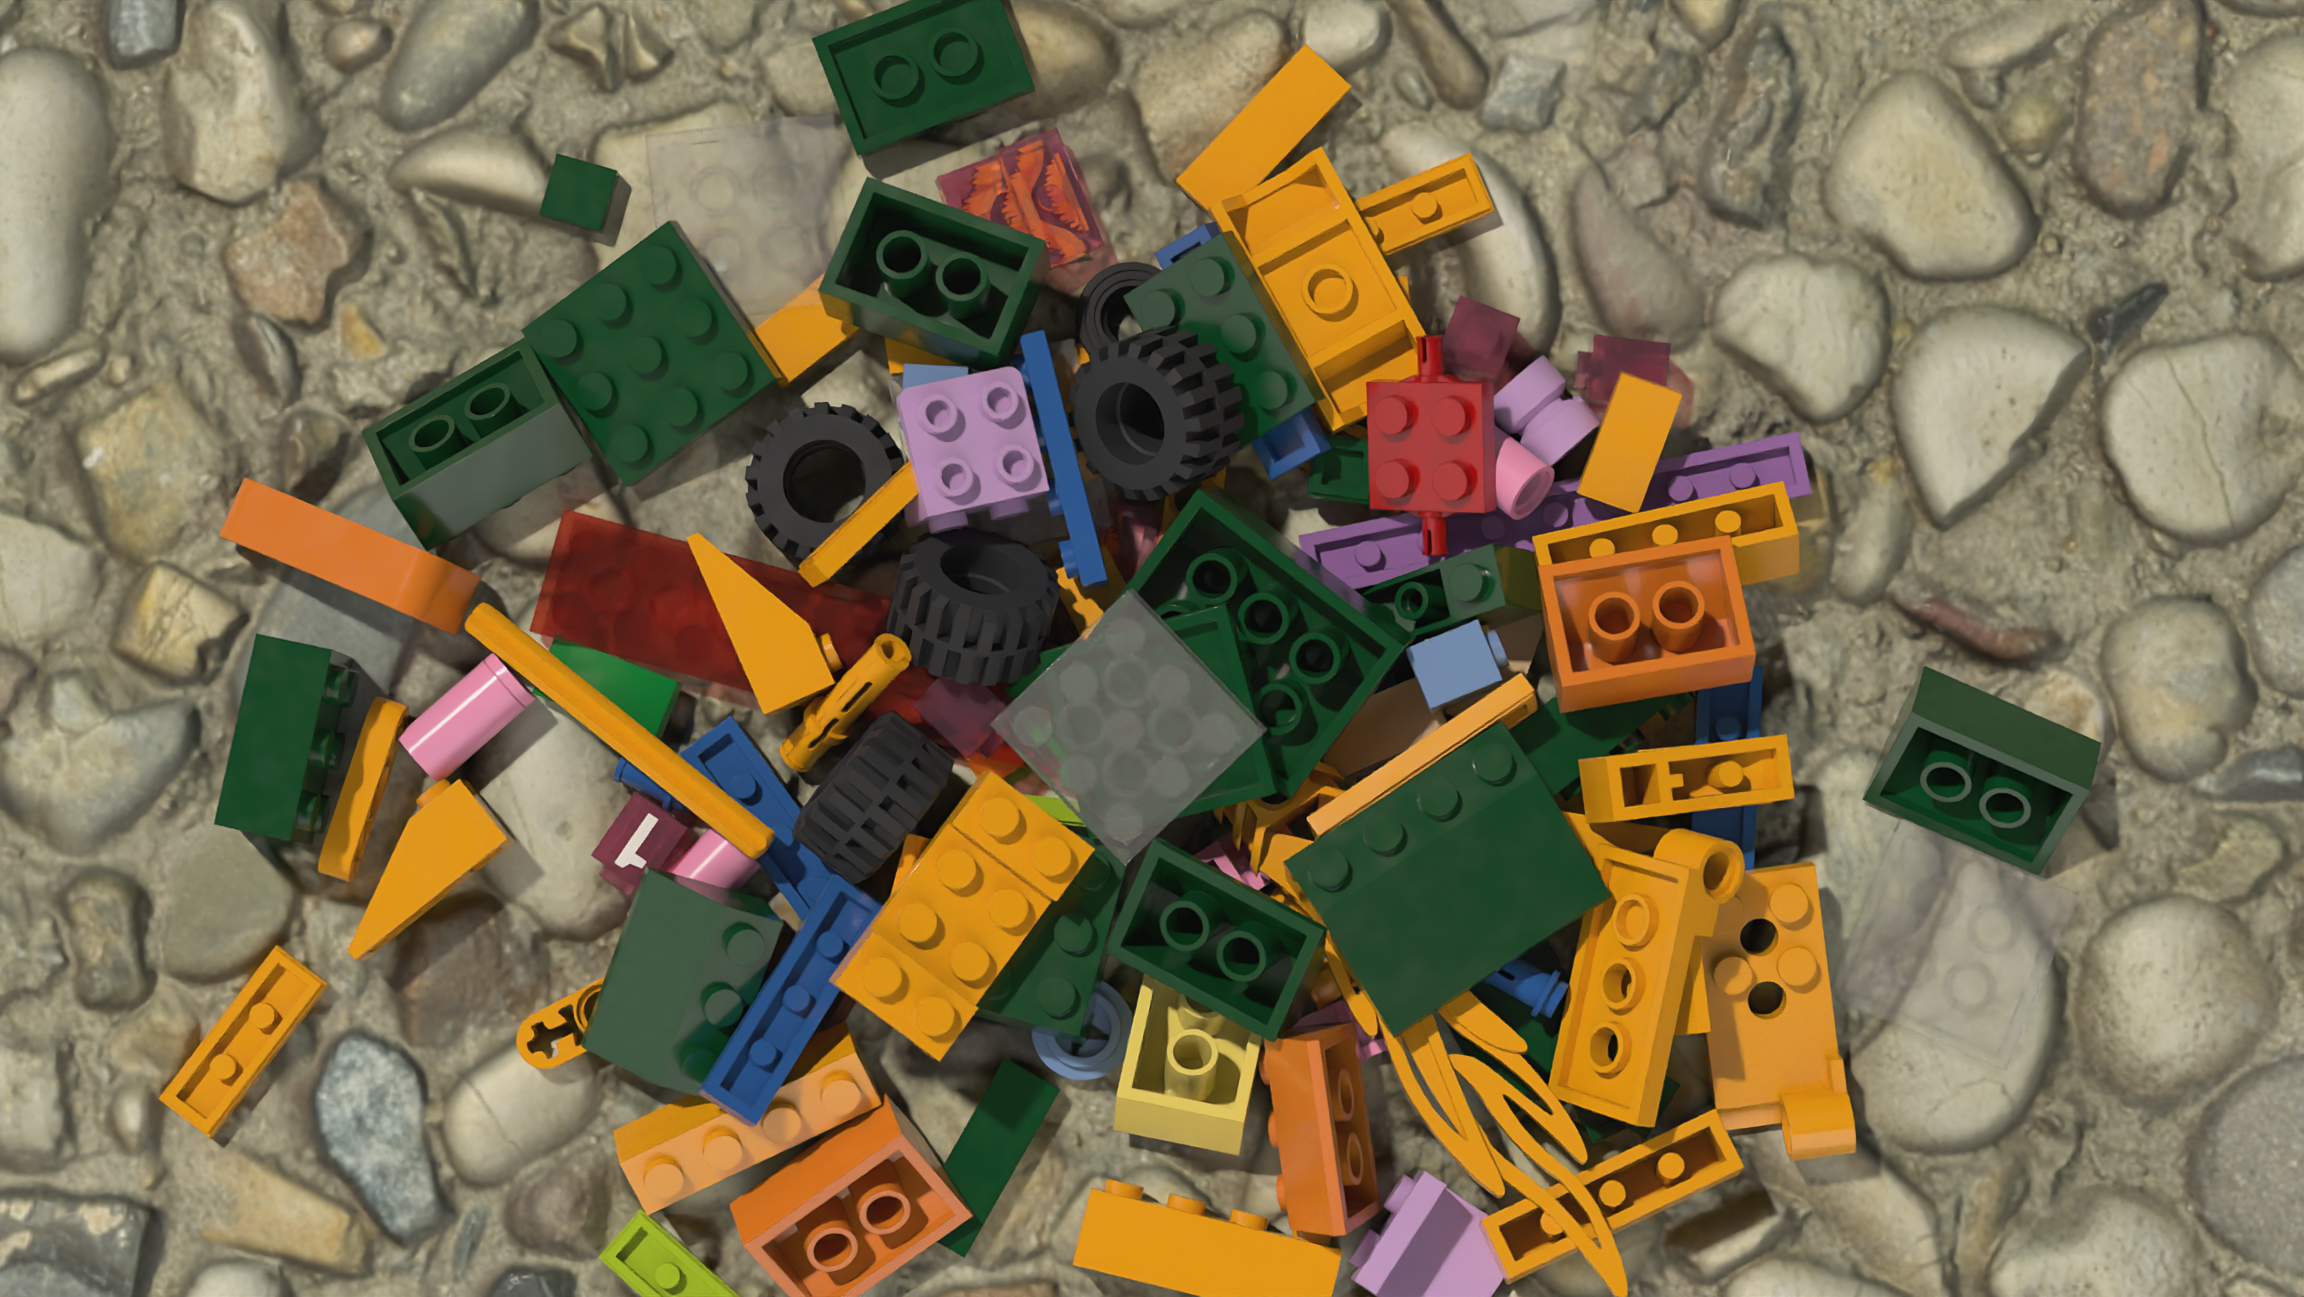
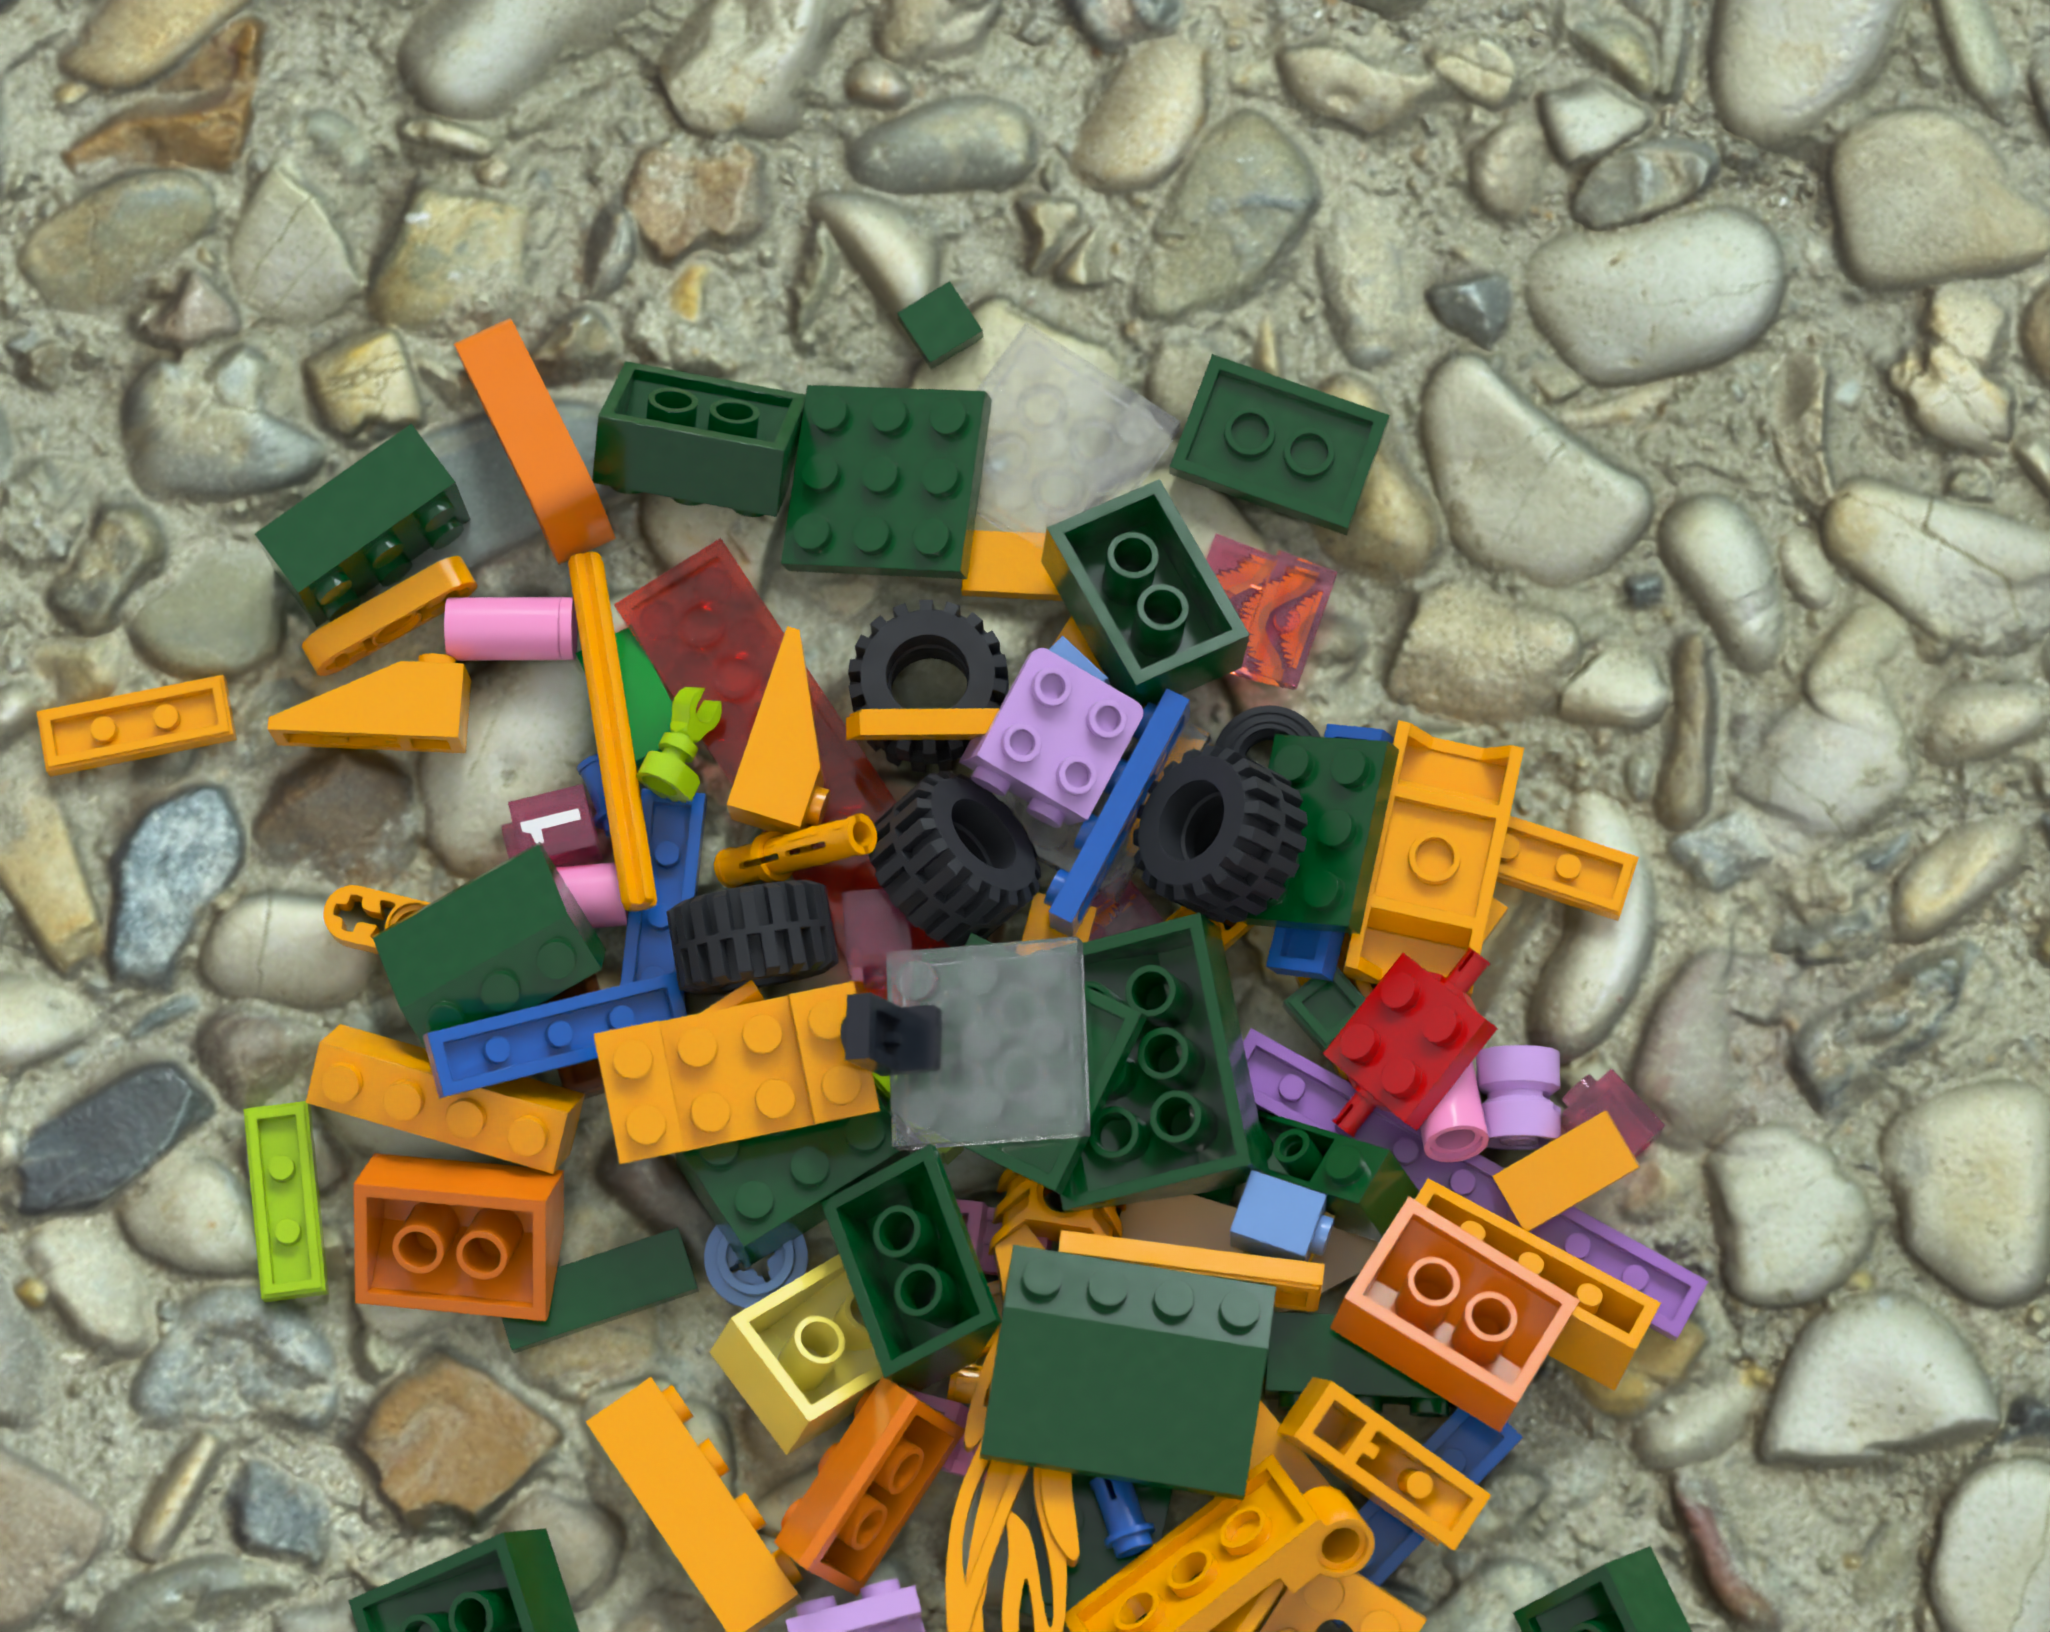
camera: 45 degrees right, 10 degrees down
(674, 671) = (666, 770): none -> lime piece
(1059, 787) = (891, 1037): none -> black bracket
(1265, 130) = (1498, 709): light orange tile -> none
(1477, 340) = (1517, 998): clear pink brick -> none

